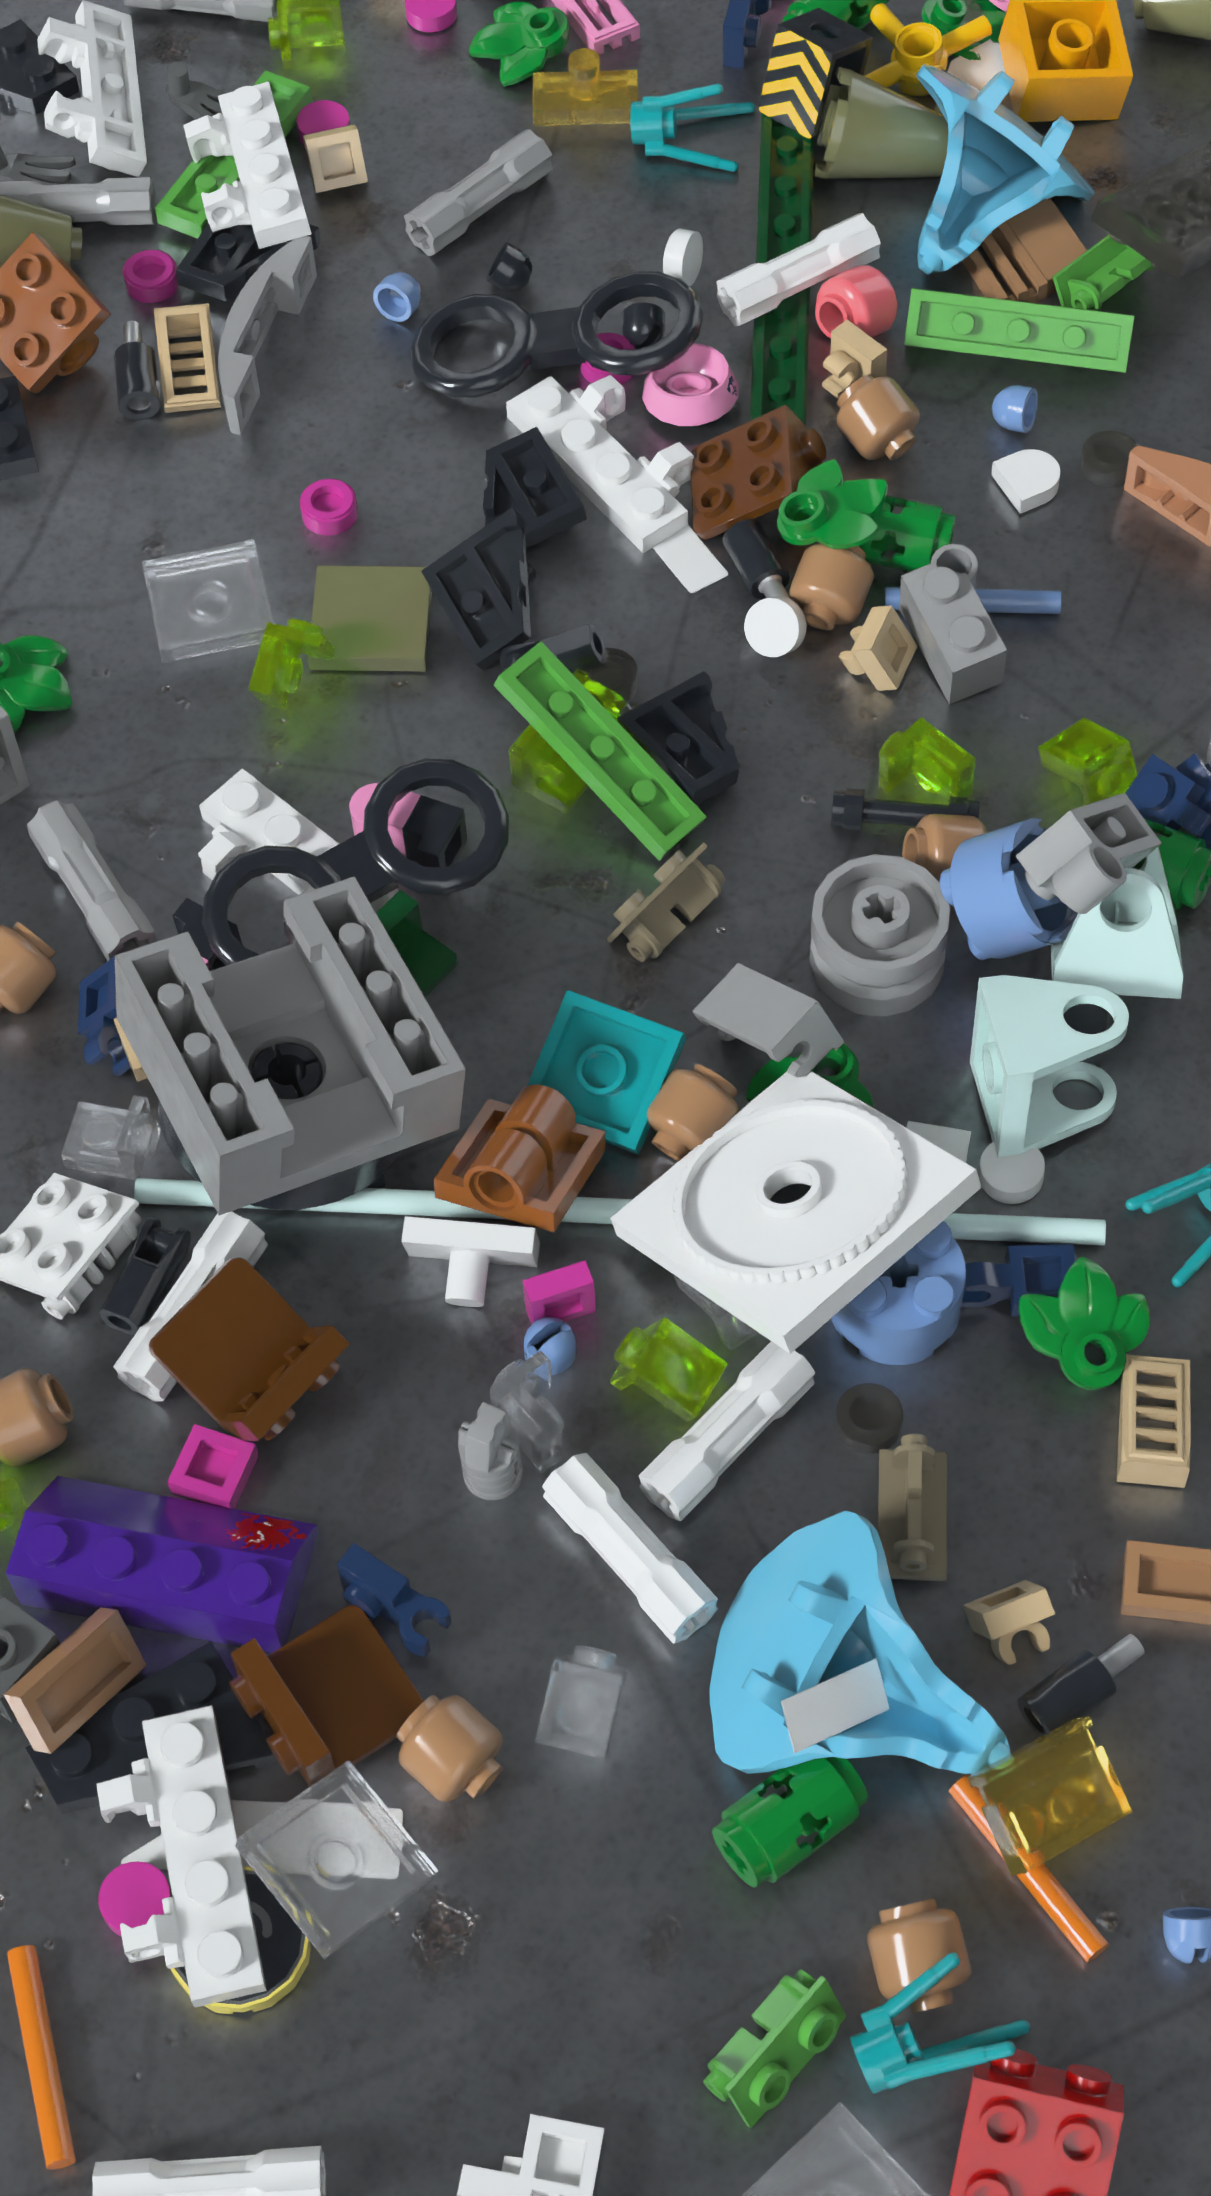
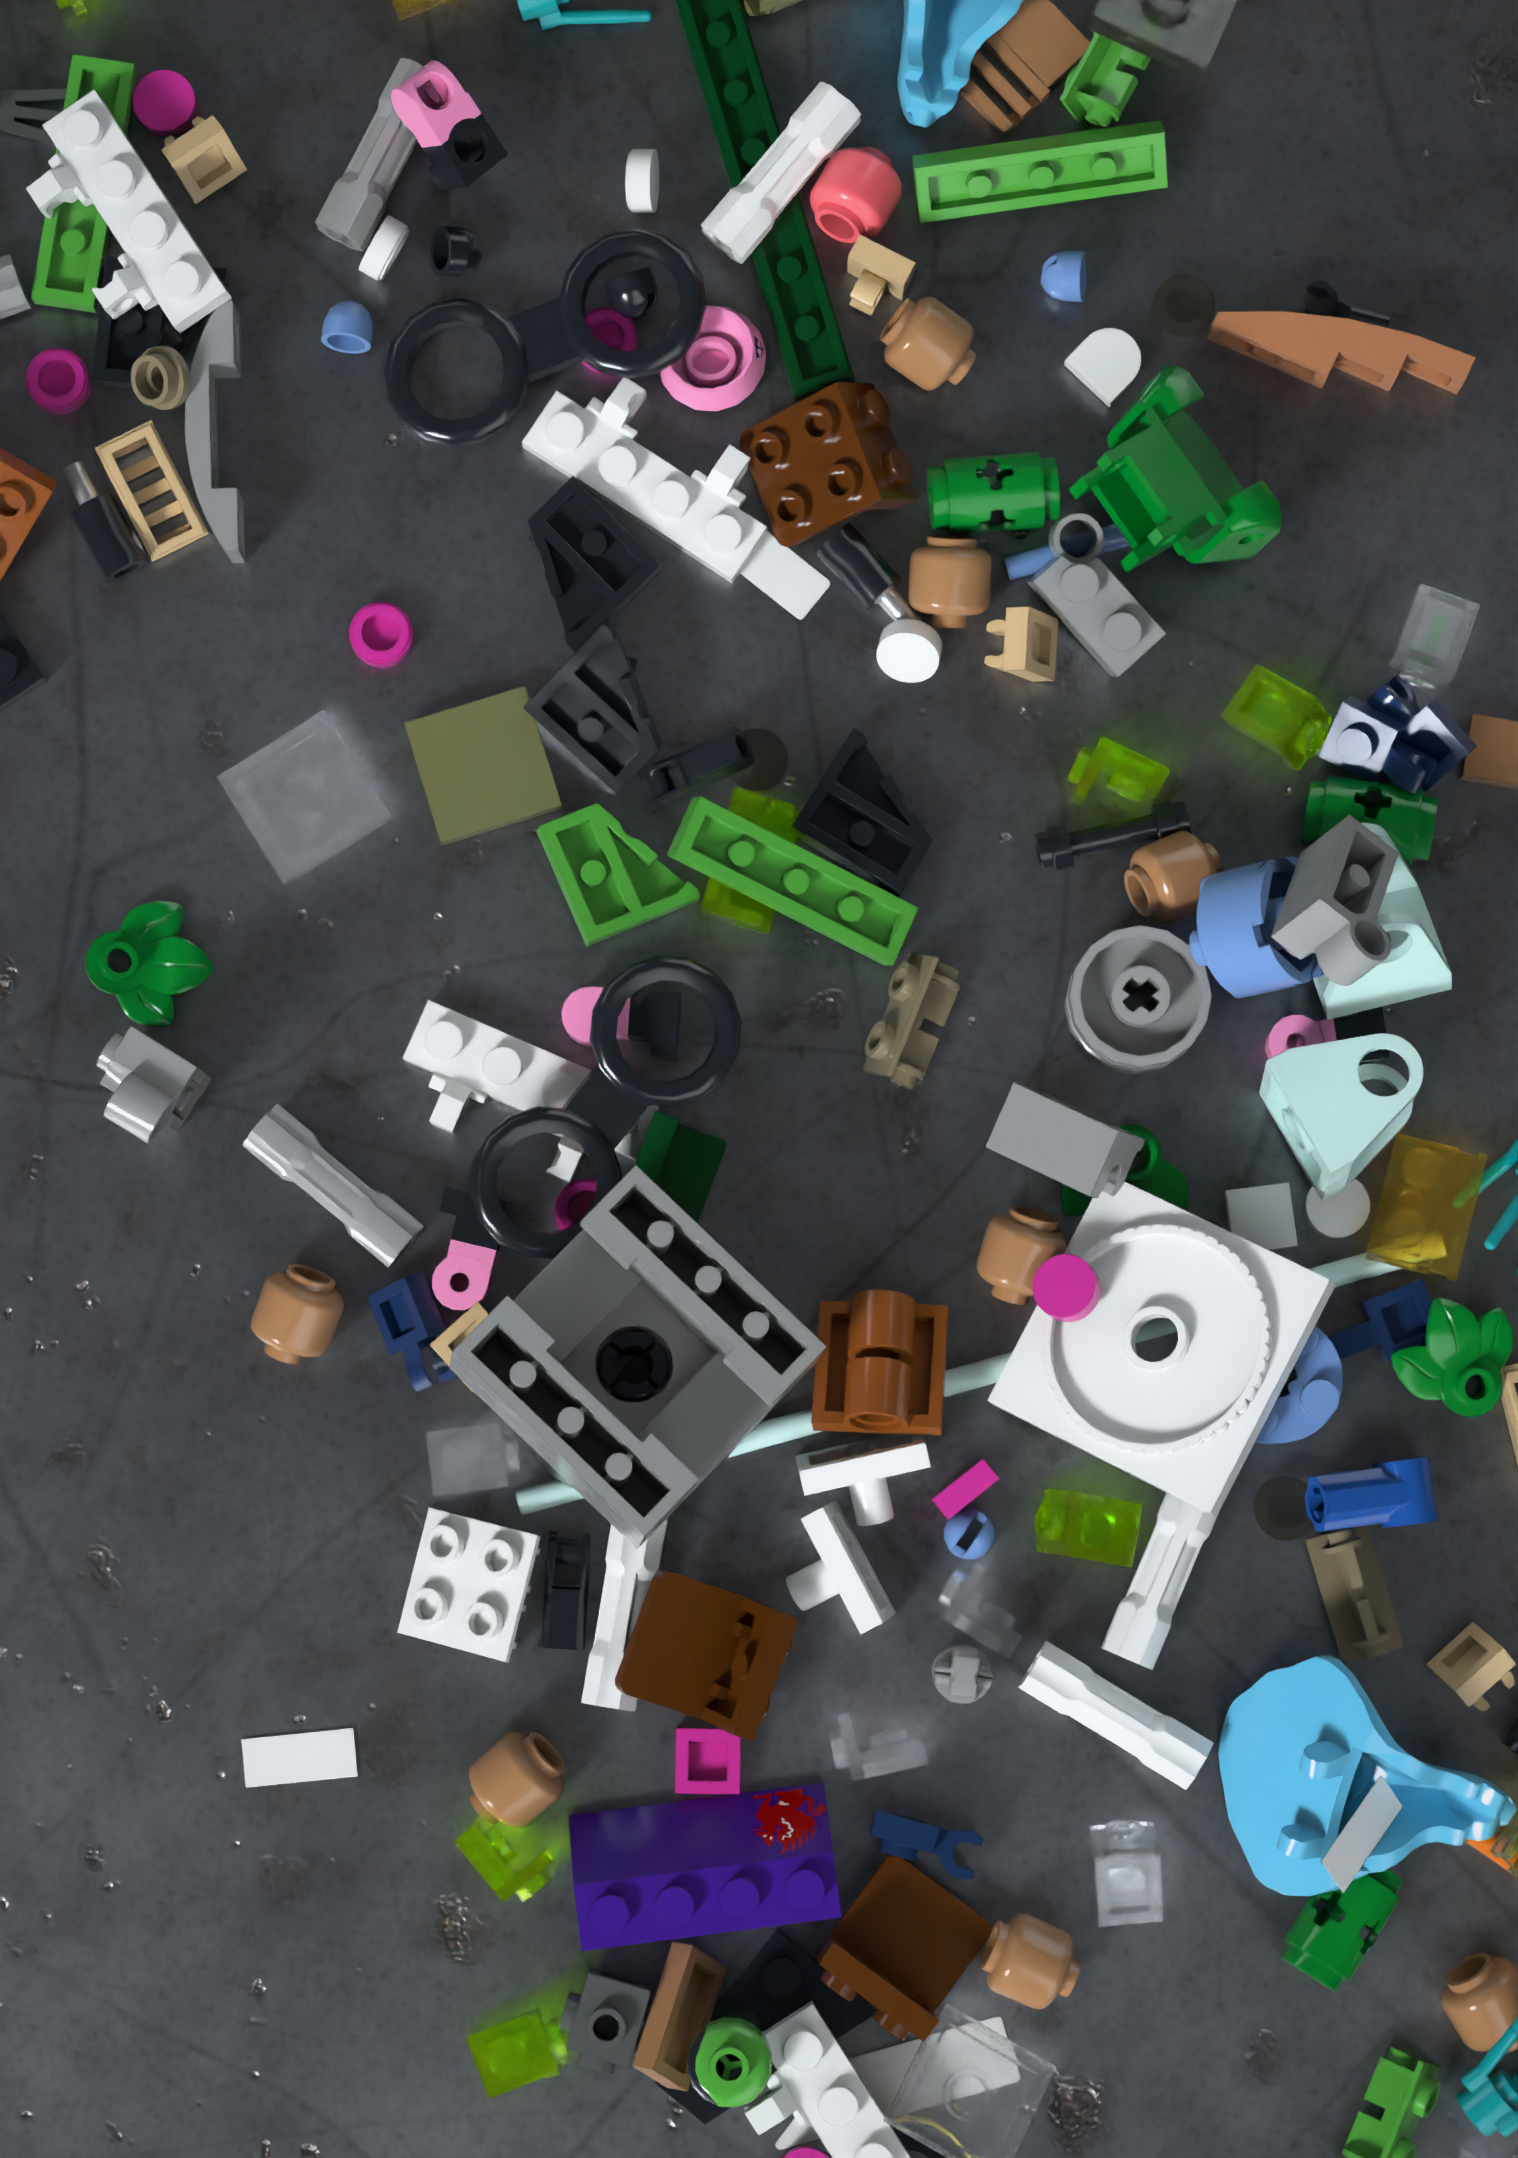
camera: 20 degrees left, 25 degrees up
(101, 1724) = (733, 2037): none -> bright green head
(228, 270) = (161, 378): none -> dark tan plate
(278, 662) = (421, 875): clear neon green bracket -> none
(379, 1511) = (888, 1752): none -> clear bracket
(411, 1332) = (839, 1571): none -> white tile
(443, 718) = (608, 875): none -> bright green wing
(451, 248) = (384, 248): none -> white tile
(537, 173) = (447, 126): none -> leg
(607, 1066) = (923, 1237): teal hinge -> none
(720, 1129) = (1066, 1288): none -> dark pink tile
(831, 509) = (940, 502): green plate -> none
(978, 1425) = (1385, 1495): none -> blue piece
(1049, 555) = (1173, 486): none -> green piece
(1097, 1188) = (1426, 1207): none -> clear yellow plate

